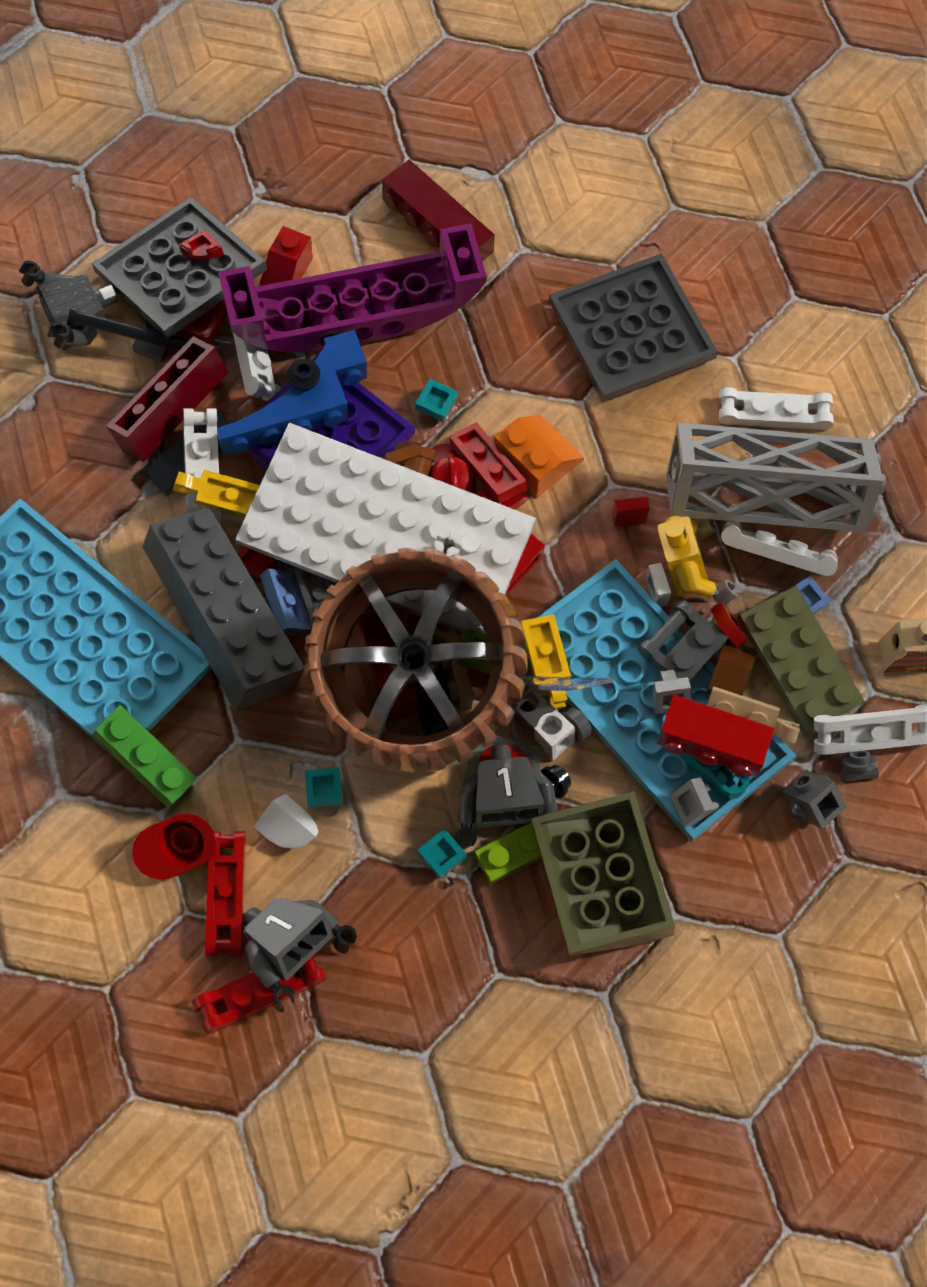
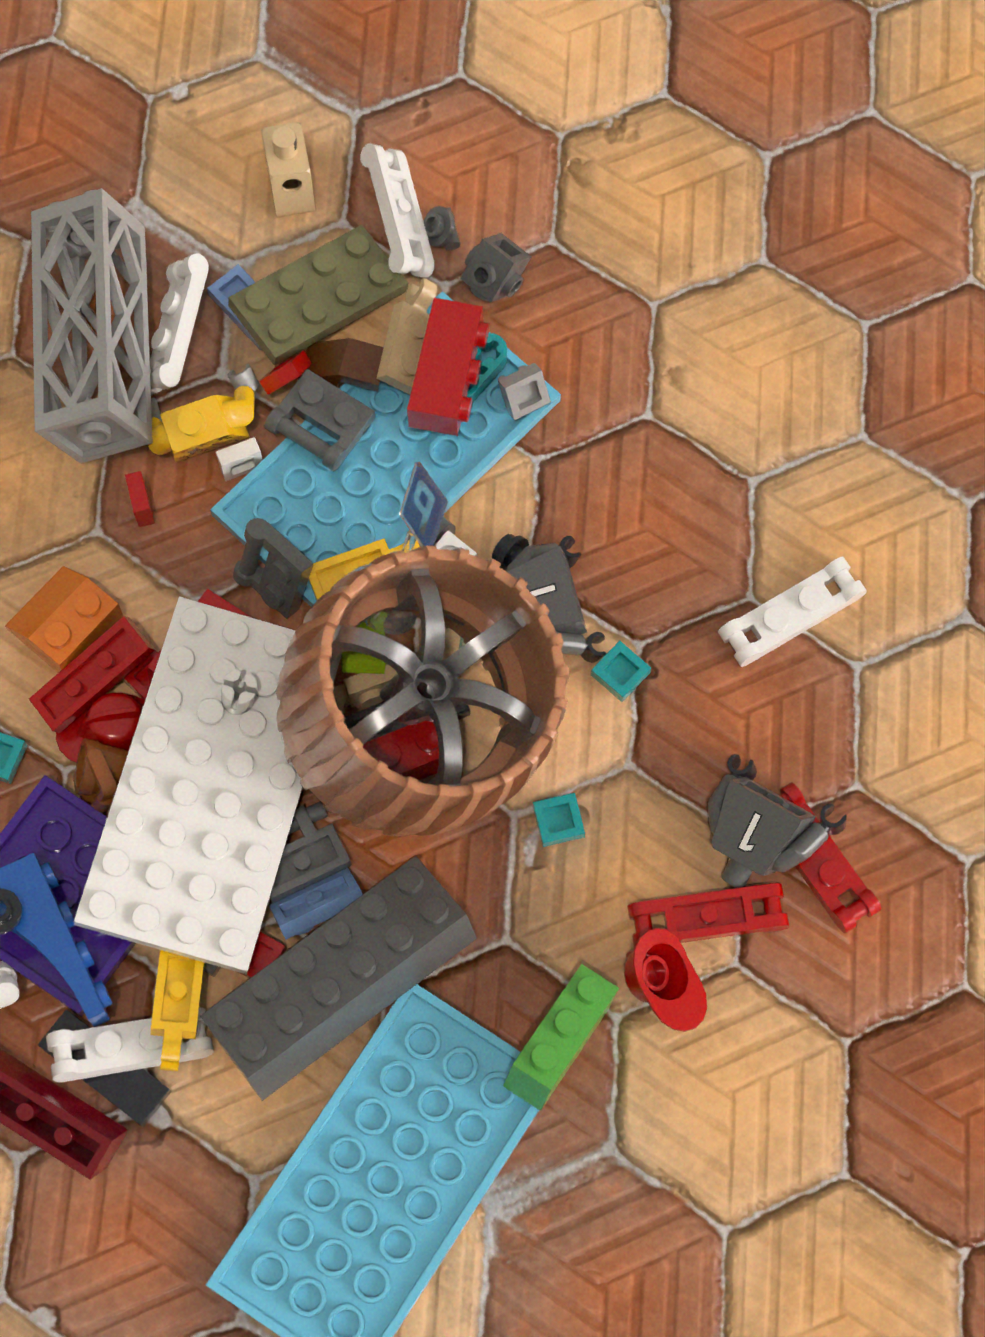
camera: 95 degrees left, 5 degrees up
(287, 824) = (612, 854): white brick -> none
(477, 1006) = (792, 612): none -> white plate
(509, 854) = (604, 594): lime plate -> none
(557, 591) = (285, 571): none -> dark grey plate
(603, 875) = (624, 481): olive slope -> none
(664, 690) = (388, 426): light grey tile -> none

